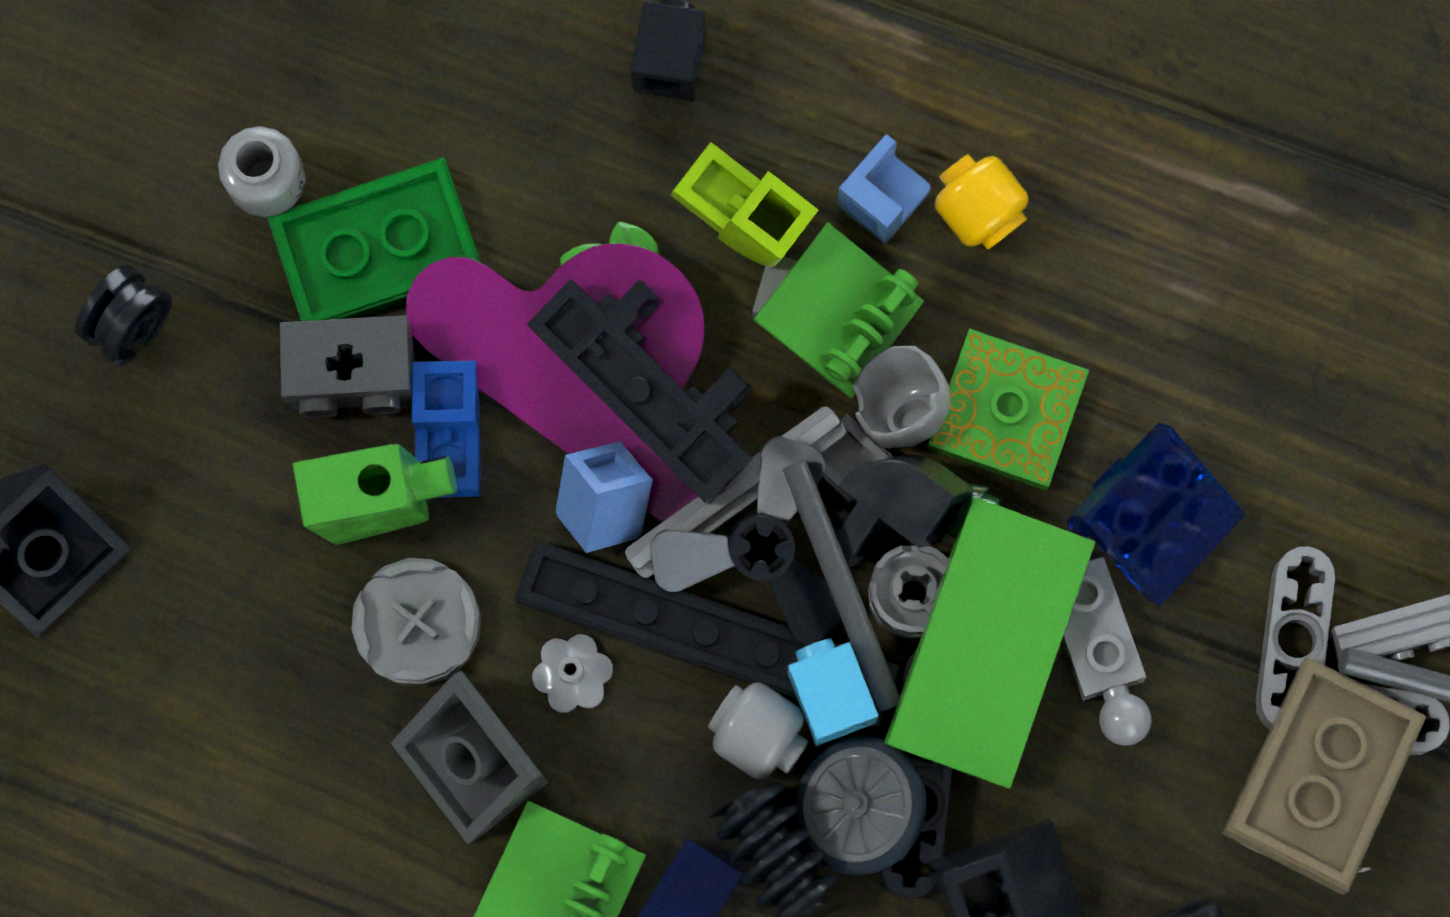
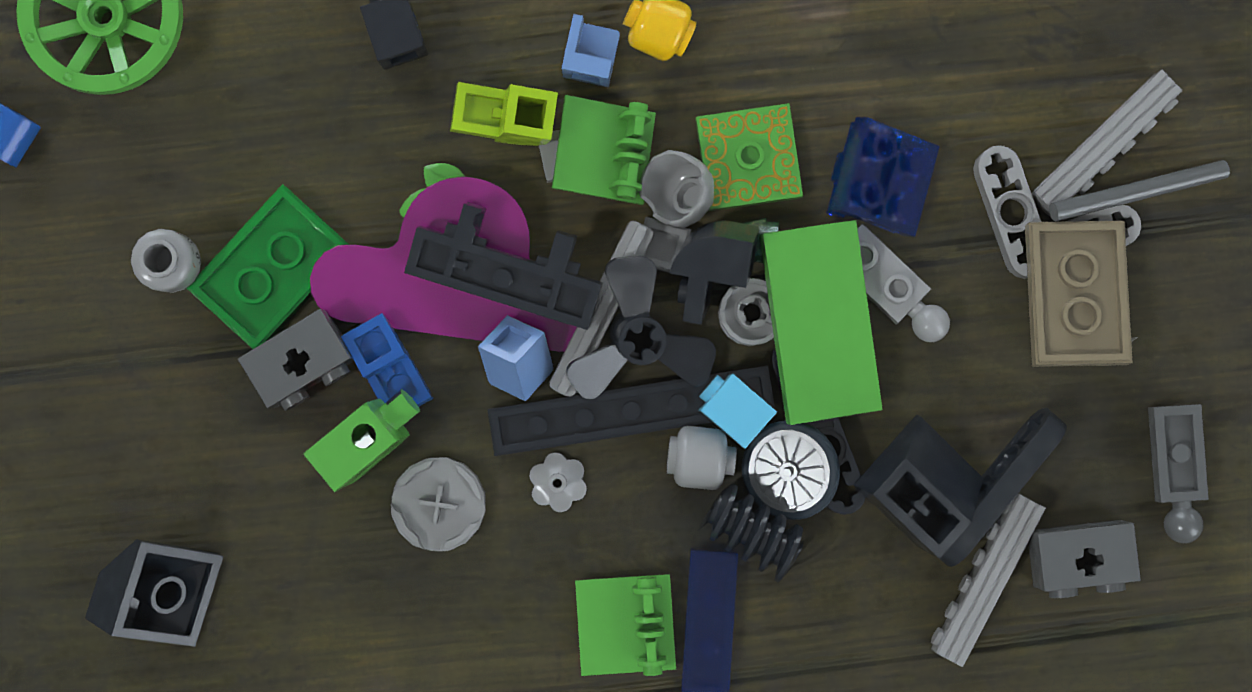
camera: 35 degrees left, 10 degrees up
(123, 314) = (128, 407): black wheel -> none
(467, 759) = (522, 575): dark grey slope -> none
(841, 585) = (705, 336): dark grey bar -> none

